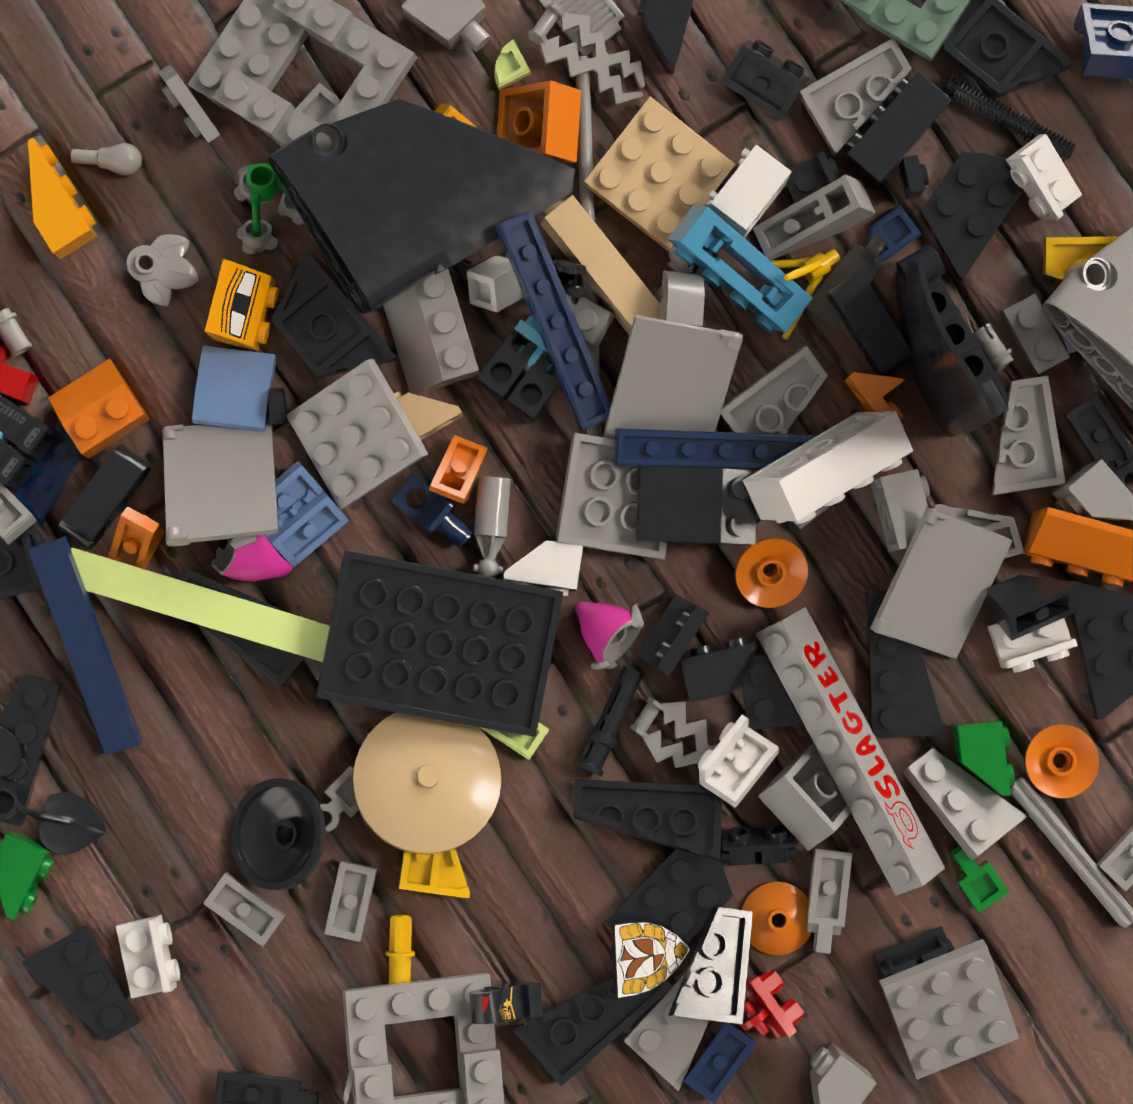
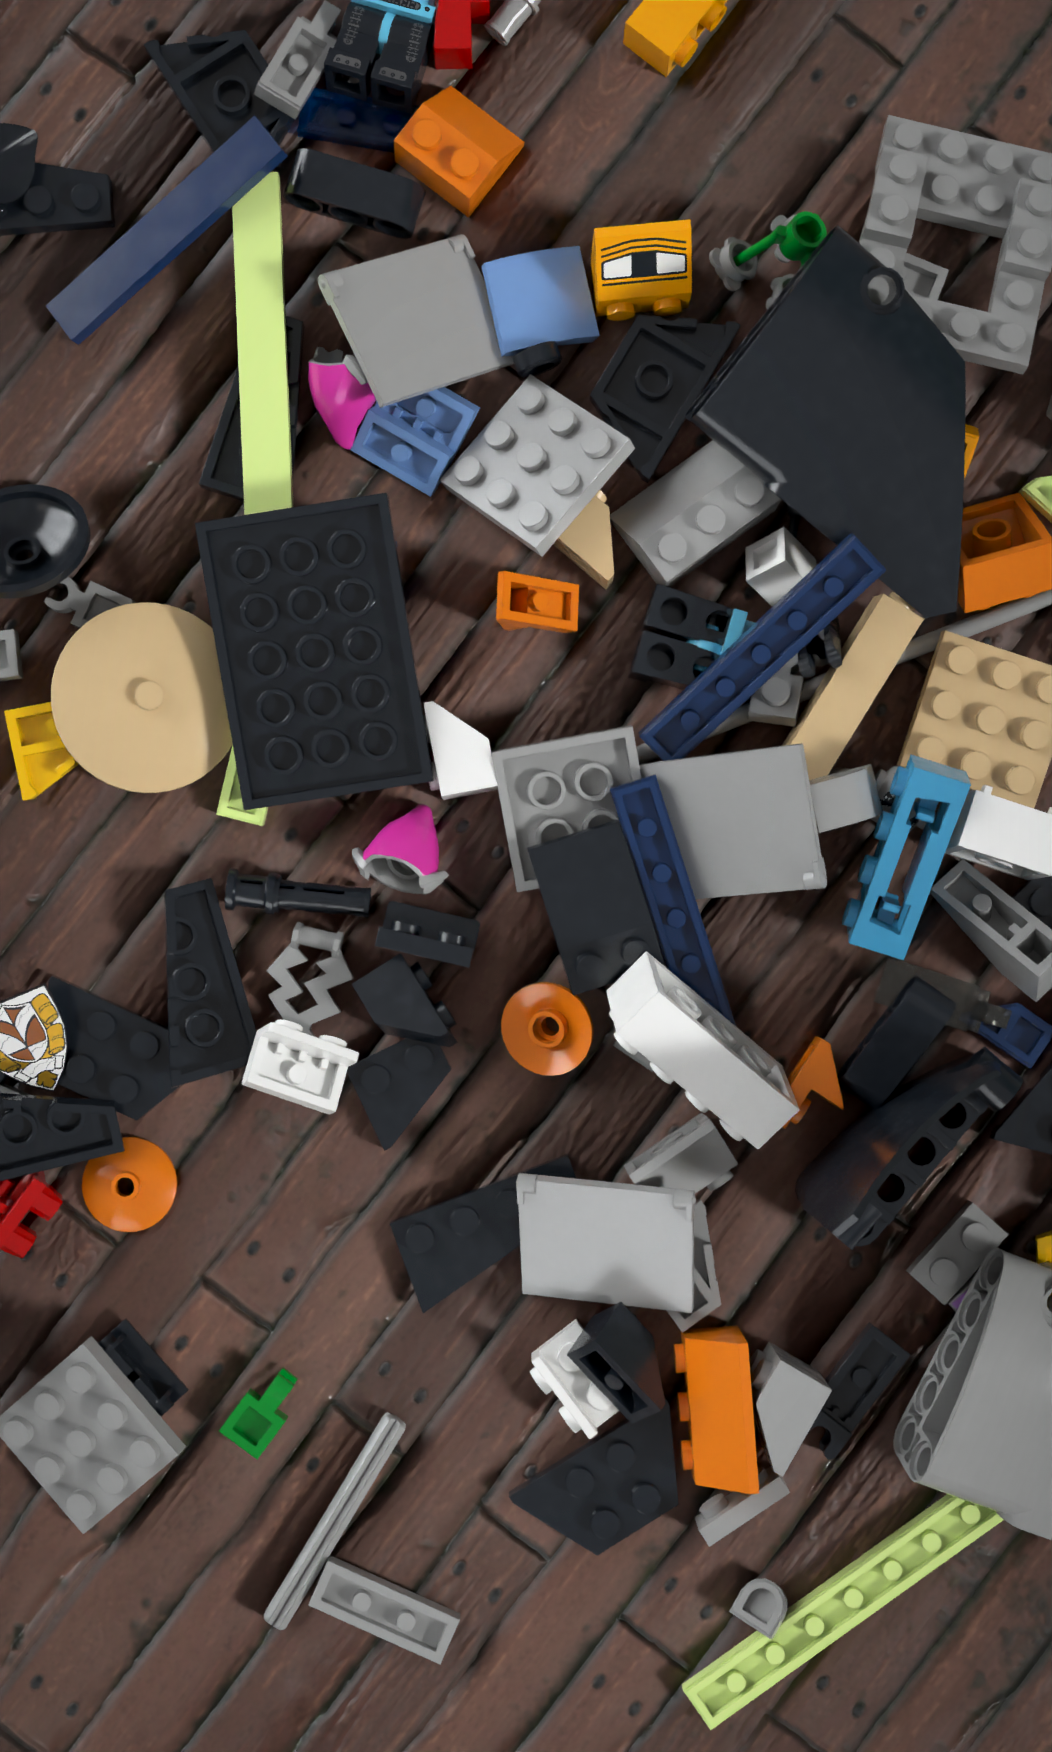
camera: 70 degrees right, 0 degrees up
(120, 158) = (769, 66): light grey piece -> none
(135, 539) = (315, 245): orange slope -> none
(167, 269) = (655, 171): light grey plate -> none
(179, 94) = (873, 103): light grey wing -> none
(434, 512) = (474, 593): dark blue bracket -> none
(491, 522) = (488, 666): light grey wheel -> none
(773, 842) = (204, 1108): black hinge -> none
(777, 397) = (764, 960): light grey wing -> none
(806, 798) = (292, 1175): light grey slope -> none
(813, 271) = (938, 949): yellow plant -> none
(827, 896) = (175, 1237): light grey hinge -> none
(851, 752) = (360, 1204): light grey brick -> none
(962, 803) = (346, 1363): light grey wing -> none
(982, 752) = (419, 1365): green slope -> none
(993, 347) = (922, 1206): light grey pin -> none
(1028, 440) = (823, 1289): light grey wing -> none
(1080, 761) = (436, 1492): orange dish -> none

